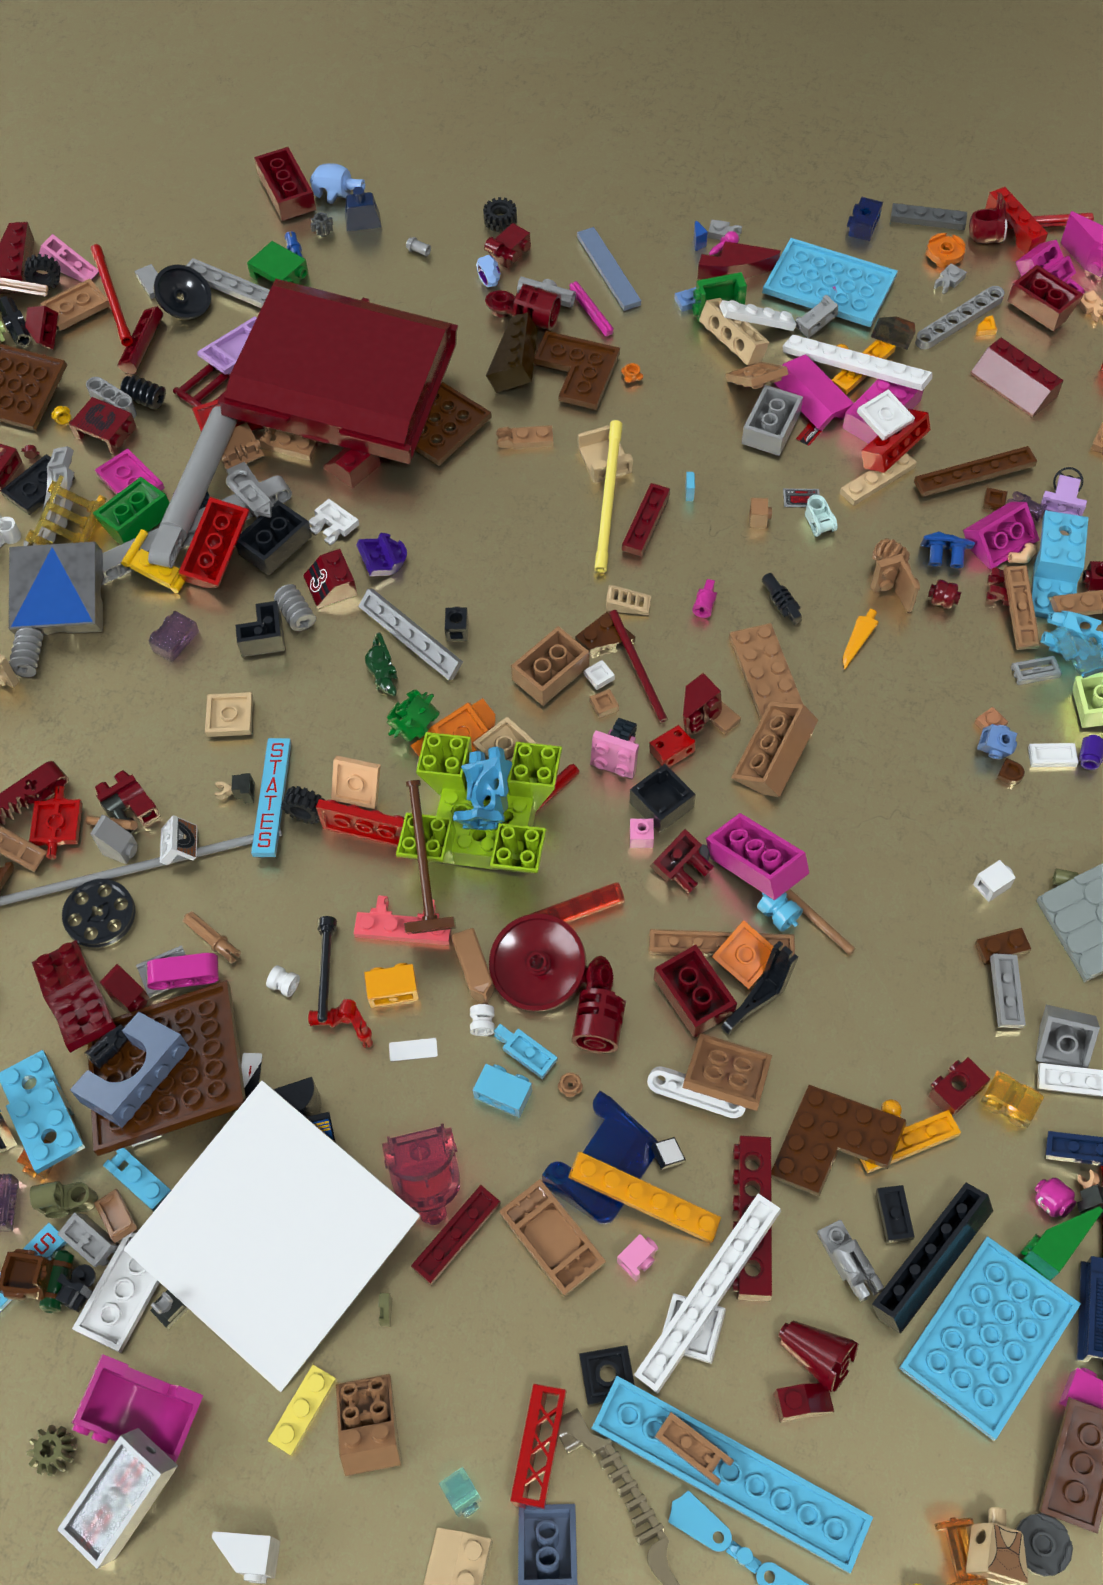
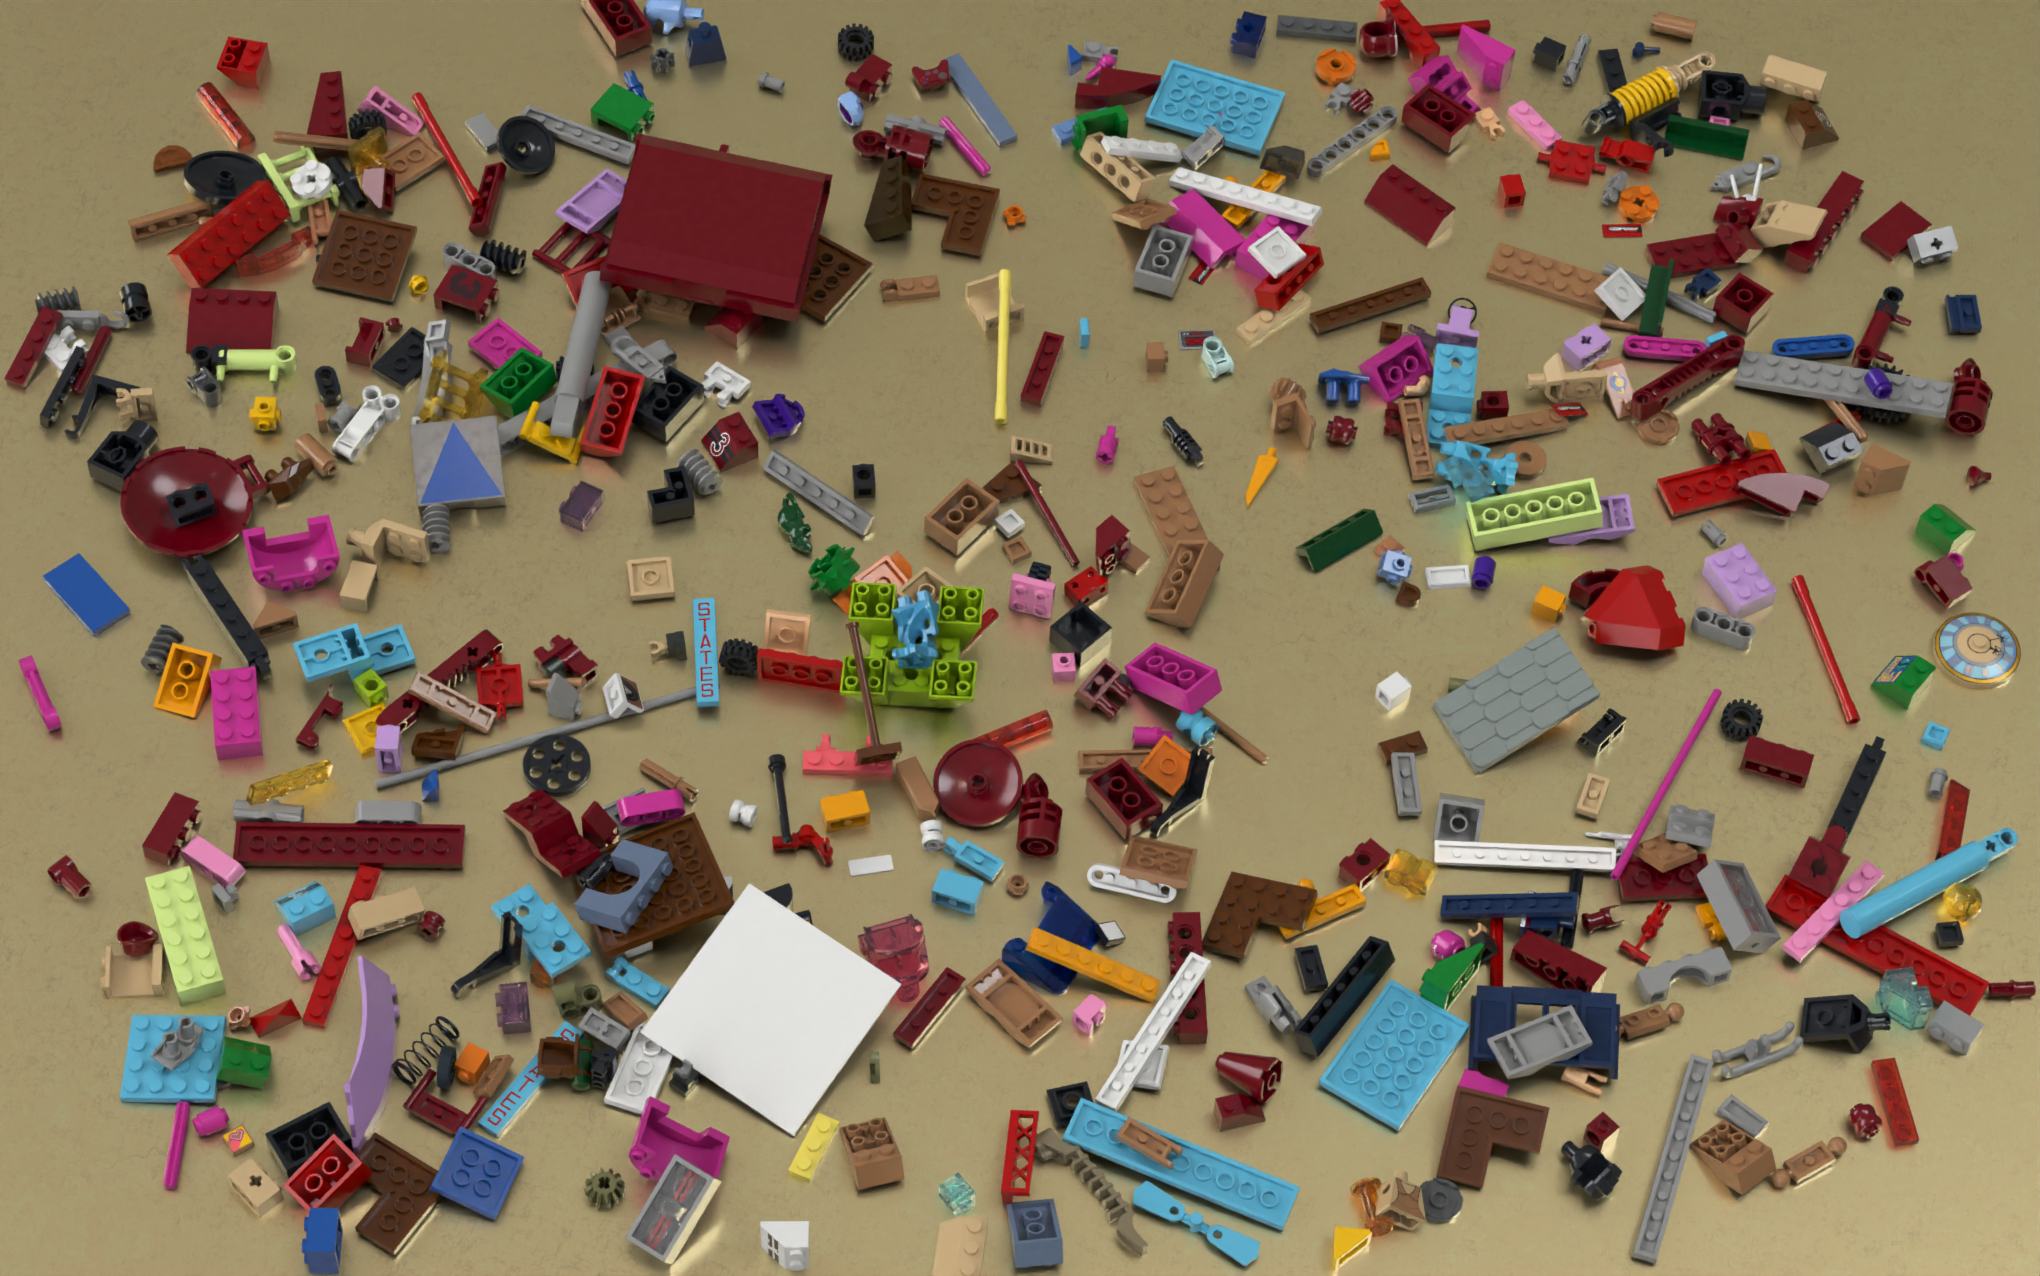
camera: 10 degrees left, 5 degrees down
(36, 290) = (368, 150): none -> clear yellow plate
(567, 247) = (932, 78): none -> dark red piece
(728, 917) = (1149, 736): none -> dark pink hinge
(940, 708) = (1341, 539): none -> dark green panel
(970, 280) = (1361, 100): none -> dark red gear

